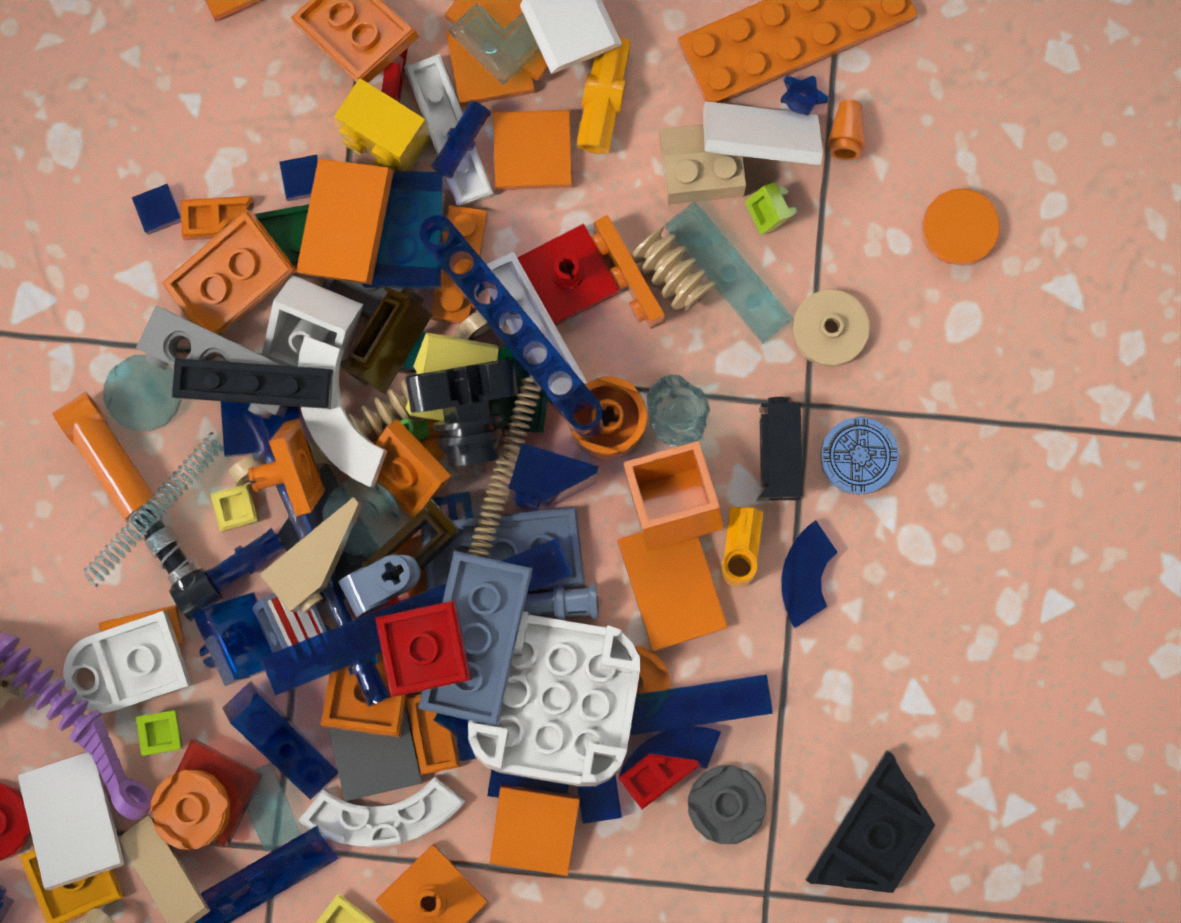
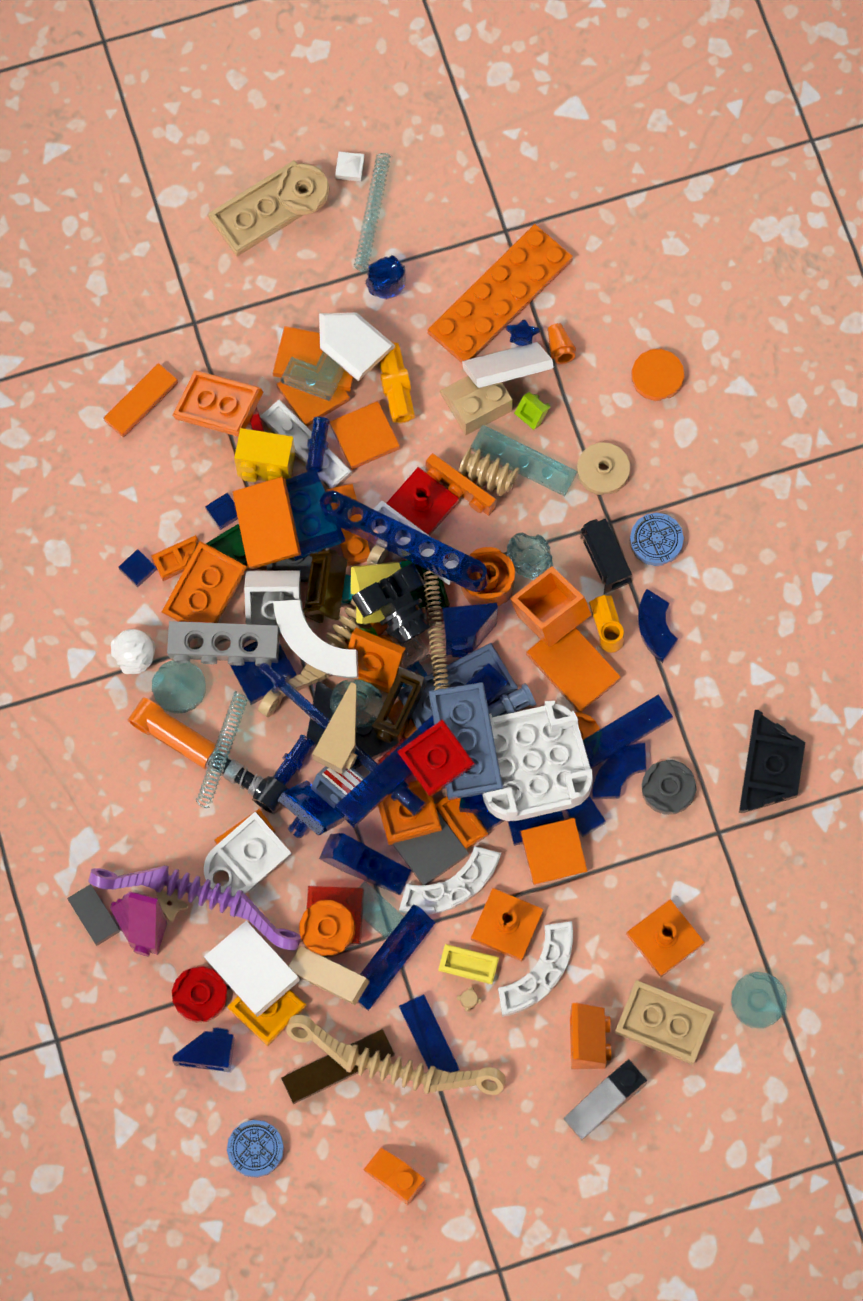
camera: 25 degrees left, 10 degrees down
(101, 322) = (133, 651): none -> white hair
(159, 733) = (286, 889): lime tile -> none
(234, 507) = (270, 733): light yellow tile -> none
(252, 383) = (253, 643): black tile -> none
(293, 467) = (301, 684): orange tile -> none
(374, 584) = (388, 731): sand blue piece -> none
(655, 776) = (615, 786): red tile -> none

